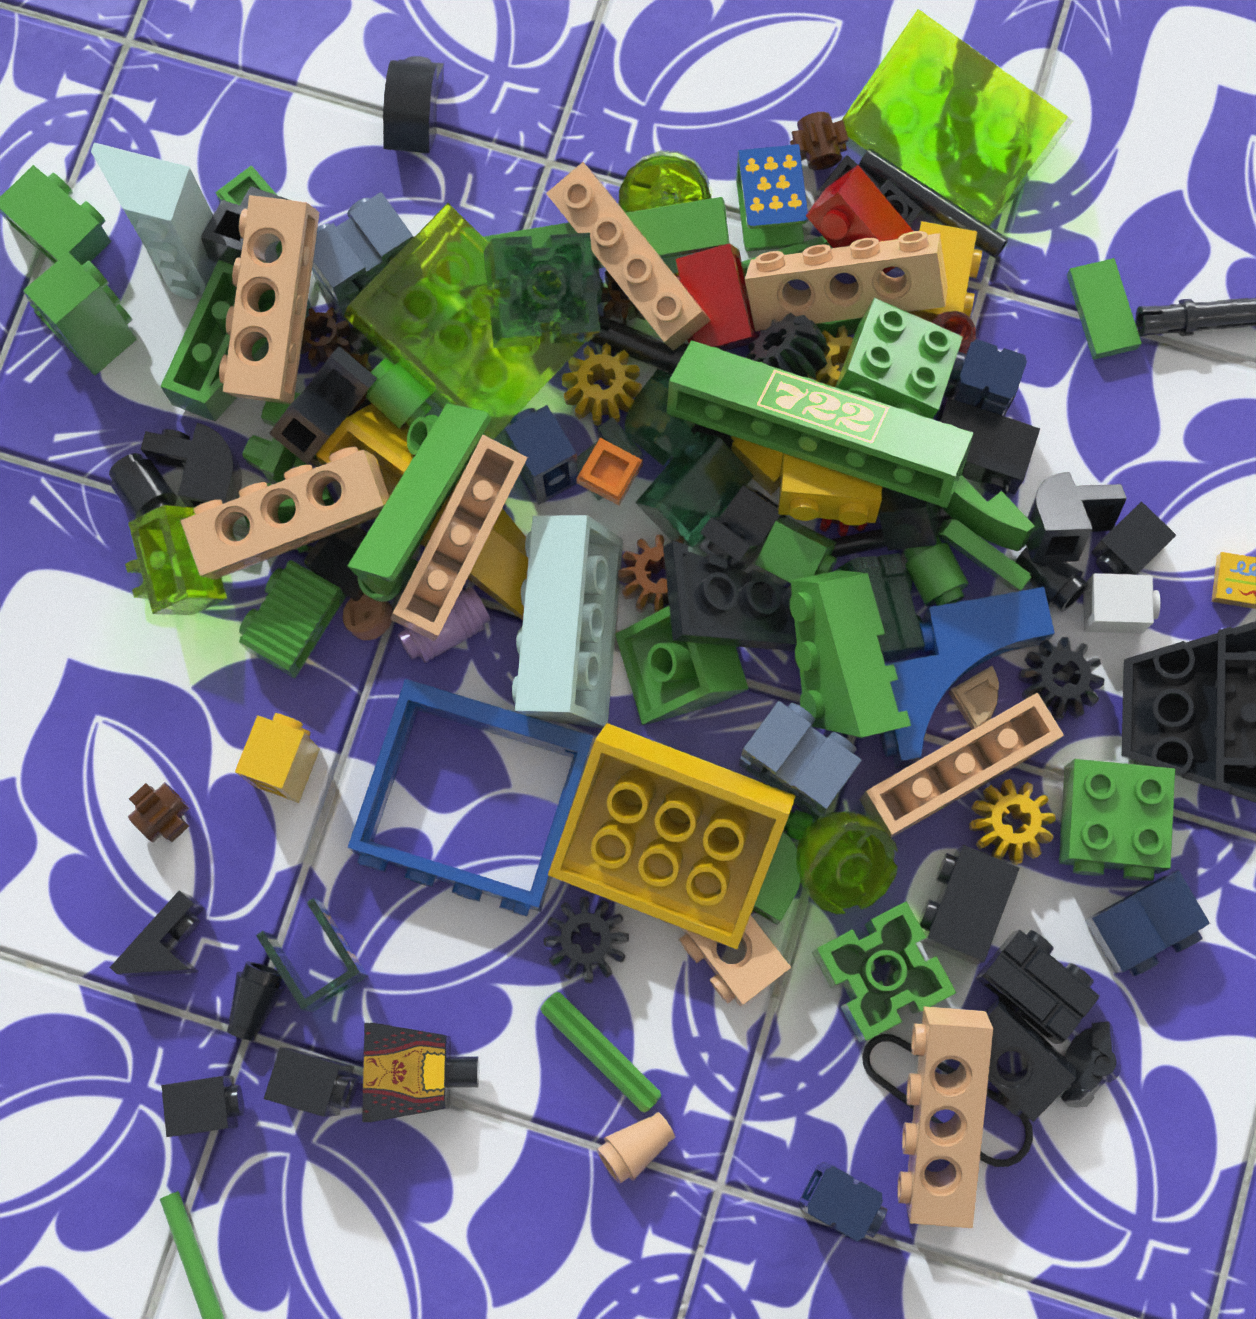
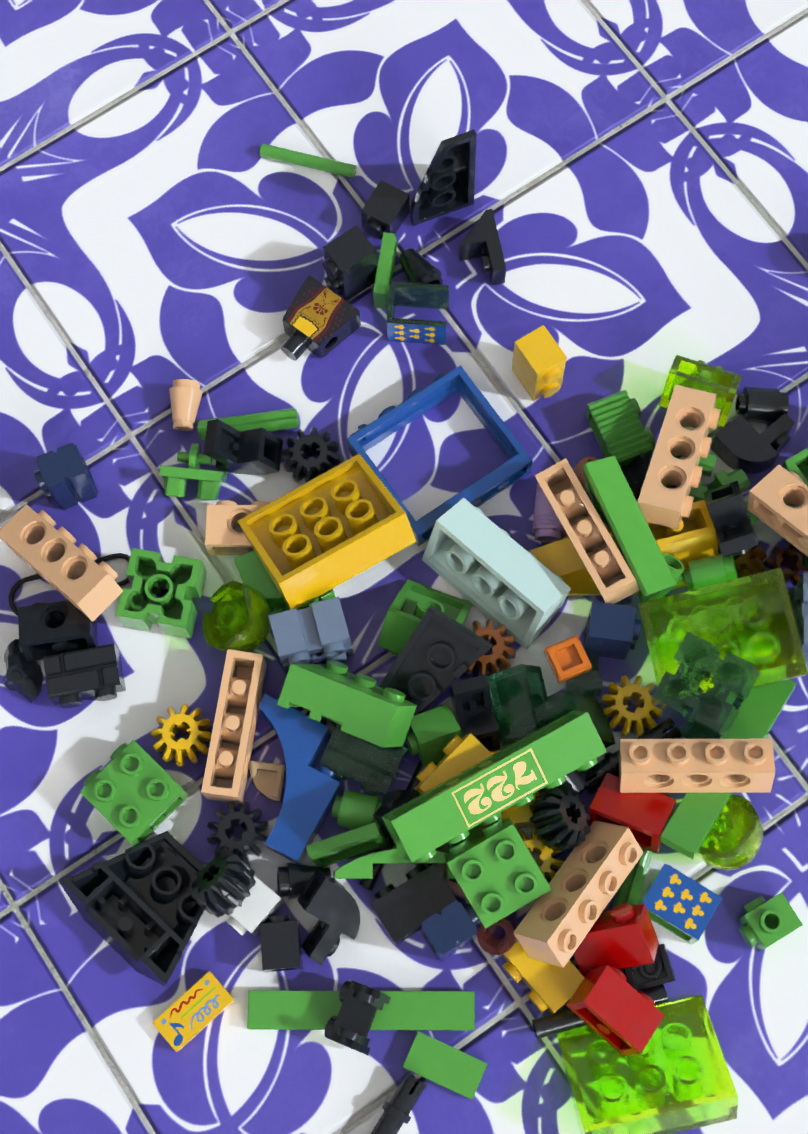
camera: 130 degrees right, 5 degrees down
(108, 1052) = (448, 180): none -> black wedge
(158, 812) = (560, 290): reddish brown gear -> none
(291, 1036) = (385, 270): none -> bright green tile
(641, 1022) = (242, 451): none -> black brick
(710, 1064) = (176, 477): none -> bright green hips
(718, 108) = (768, 921): none -> bright green brick
(820, 140) = (697, 968): reddish brown gear -> none
(928, 173) = (616, 1010): none -> red brick
(968, 903) = (158, 672): black brick -> none
(1123, 425) = (404, 1012): none -> bright green tile
(1134, 635) = (223, 884): none -> black gear
(1137, 410) = (355, 1016): none -> black piece
(1148, 923) = (64, 764): dark blue brick -> none

